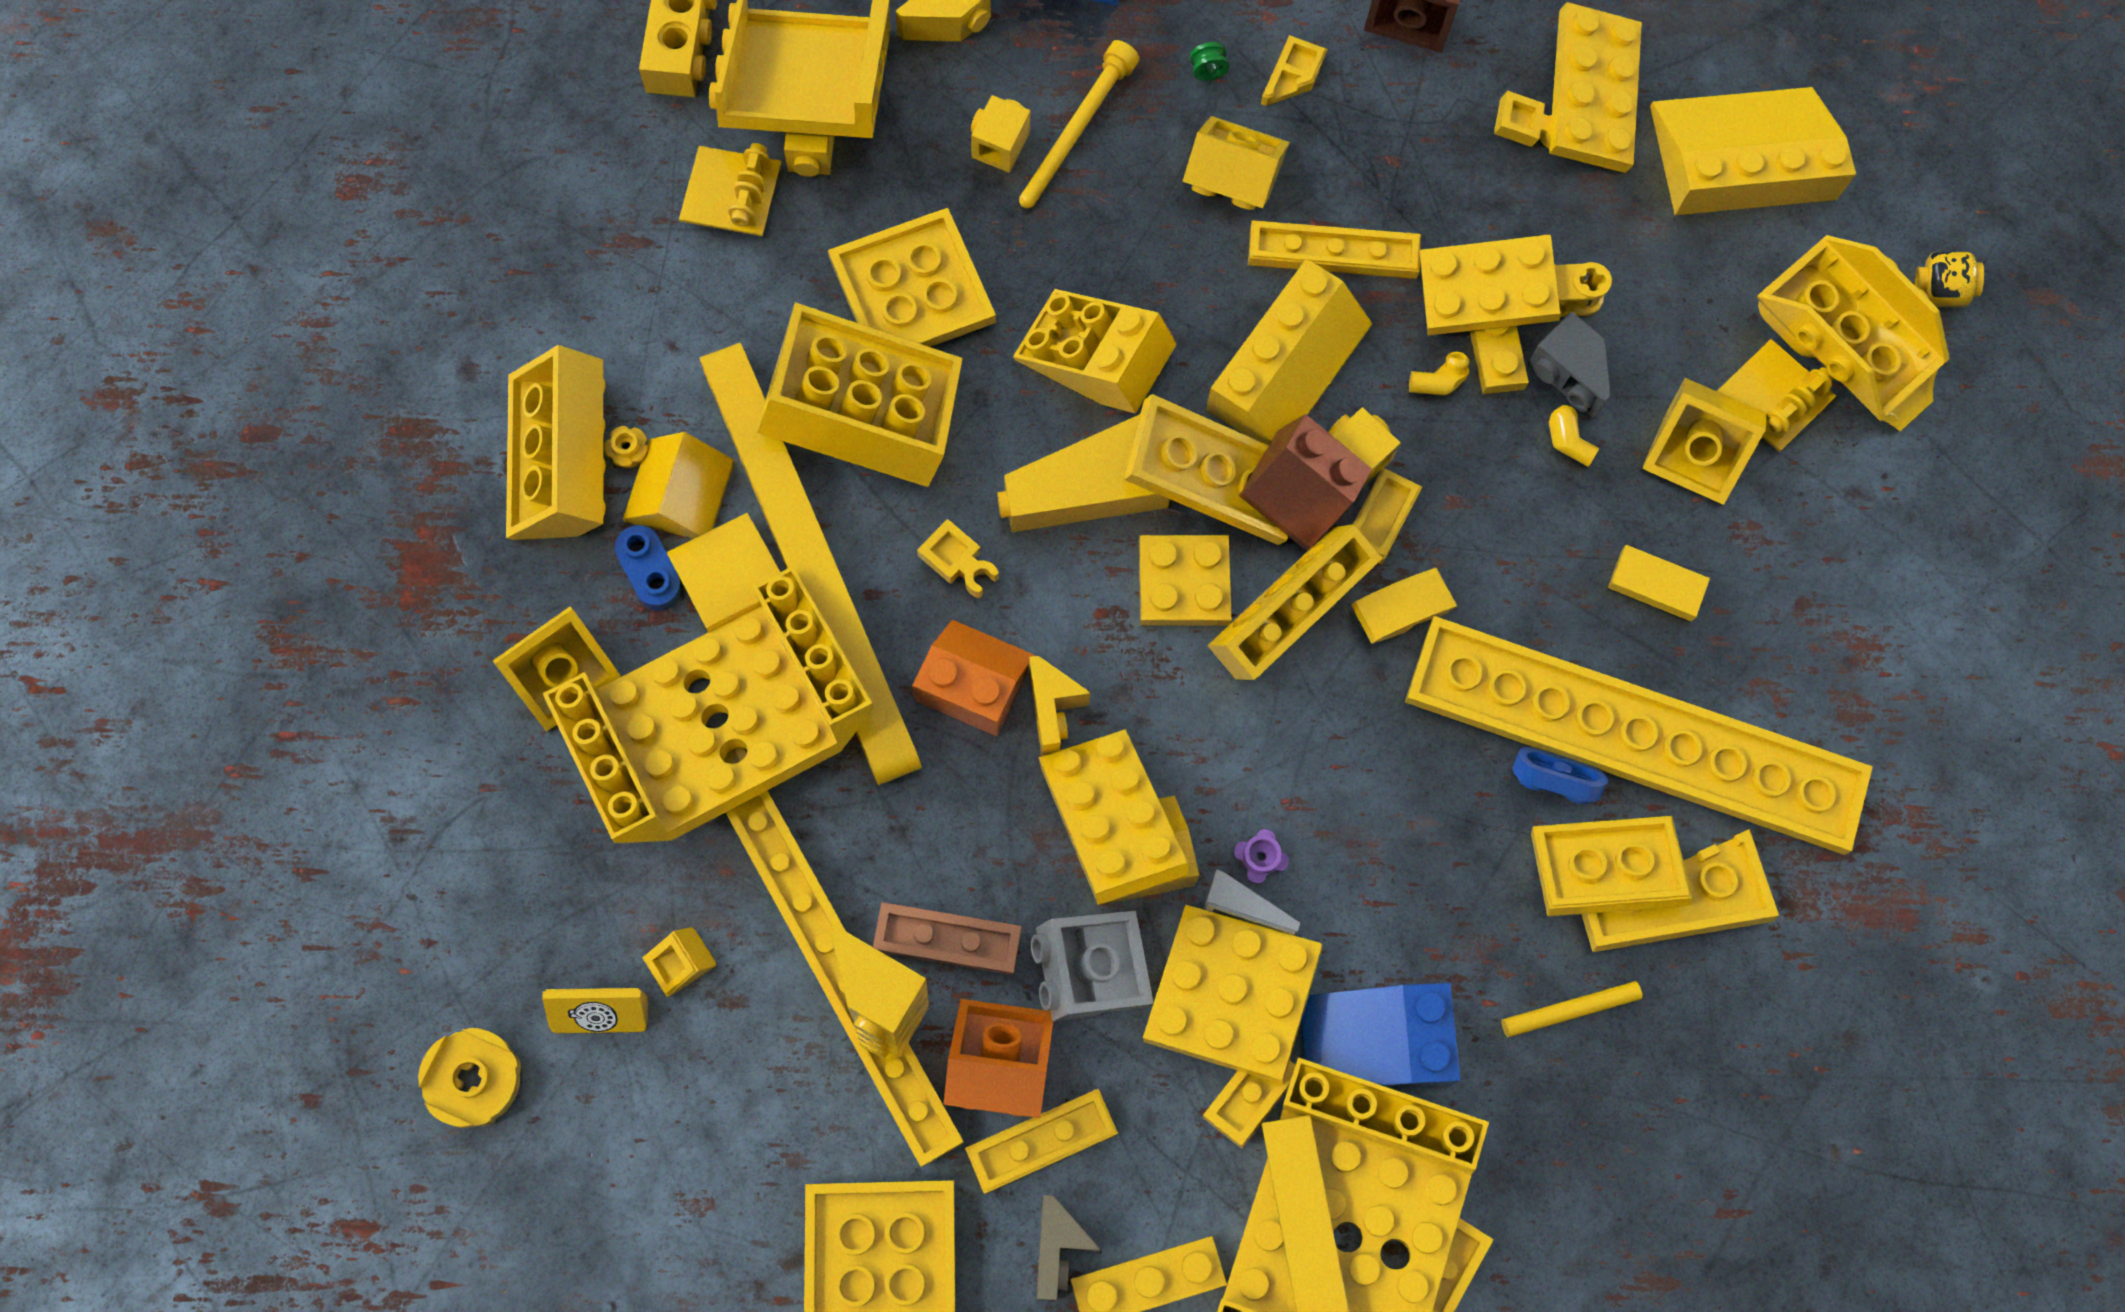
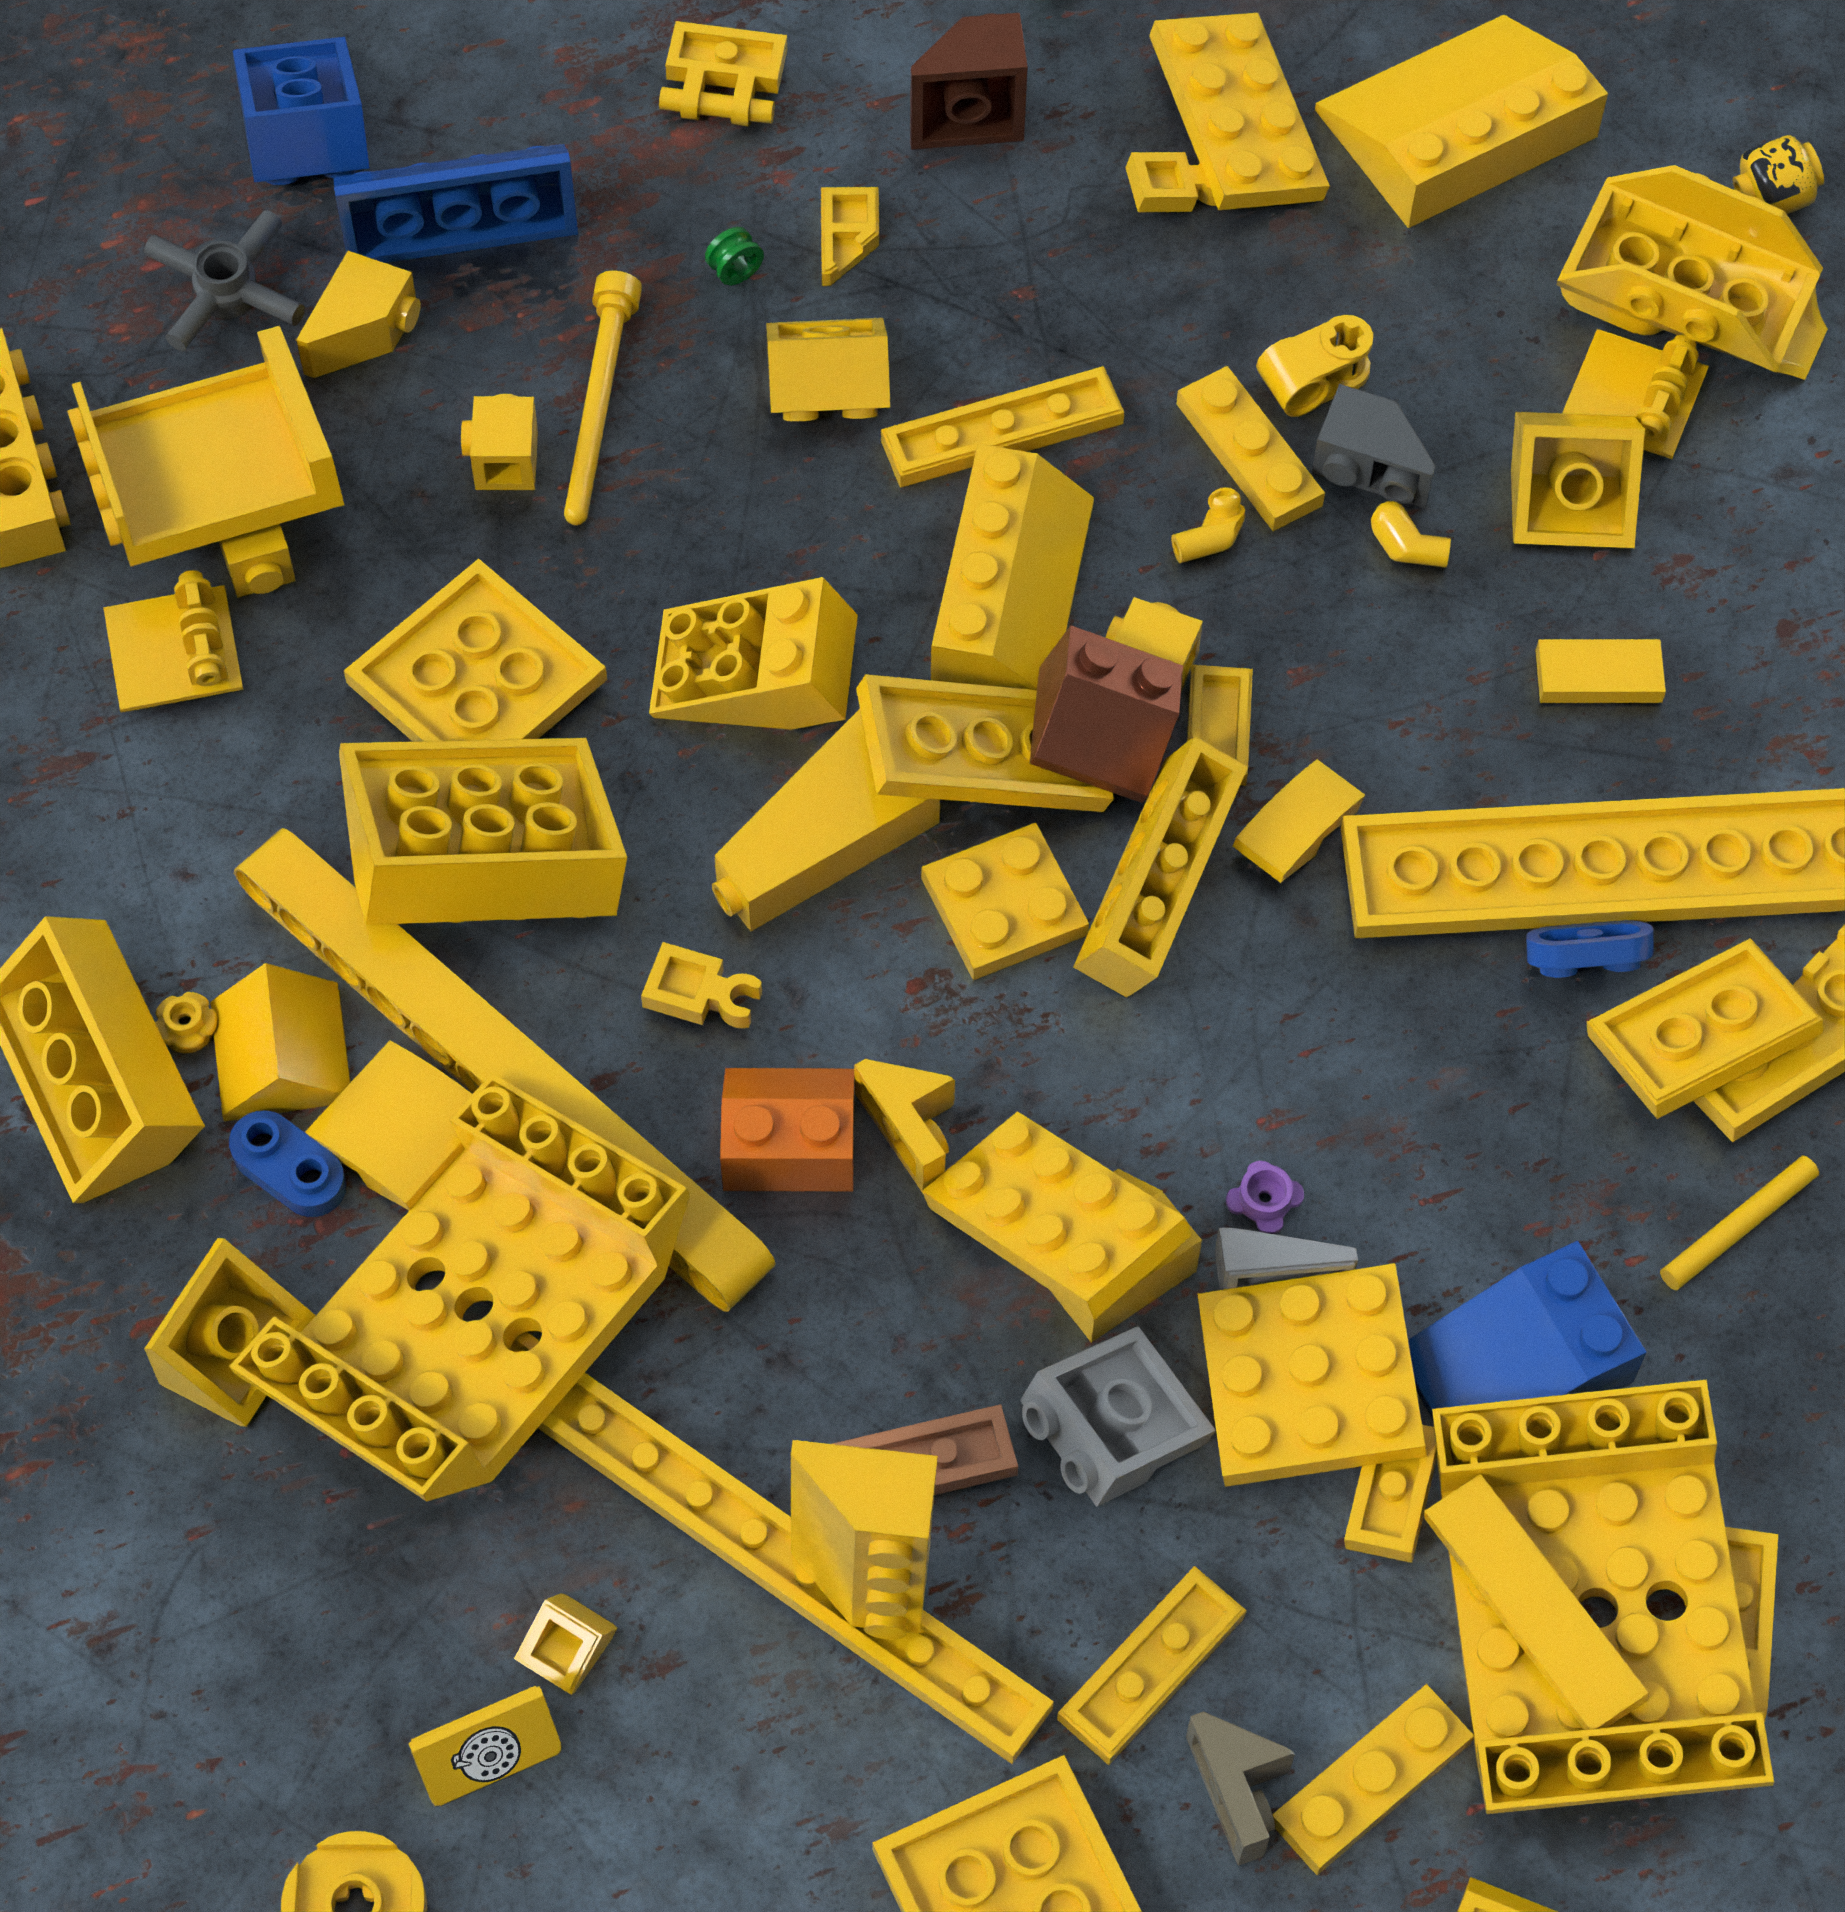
camera: 20 degrees left, 10 degrees down
(998, 1058) = (1051, 1582): orange slope -> none
(1489, 285) = (1221, 392): yellow plate -> none

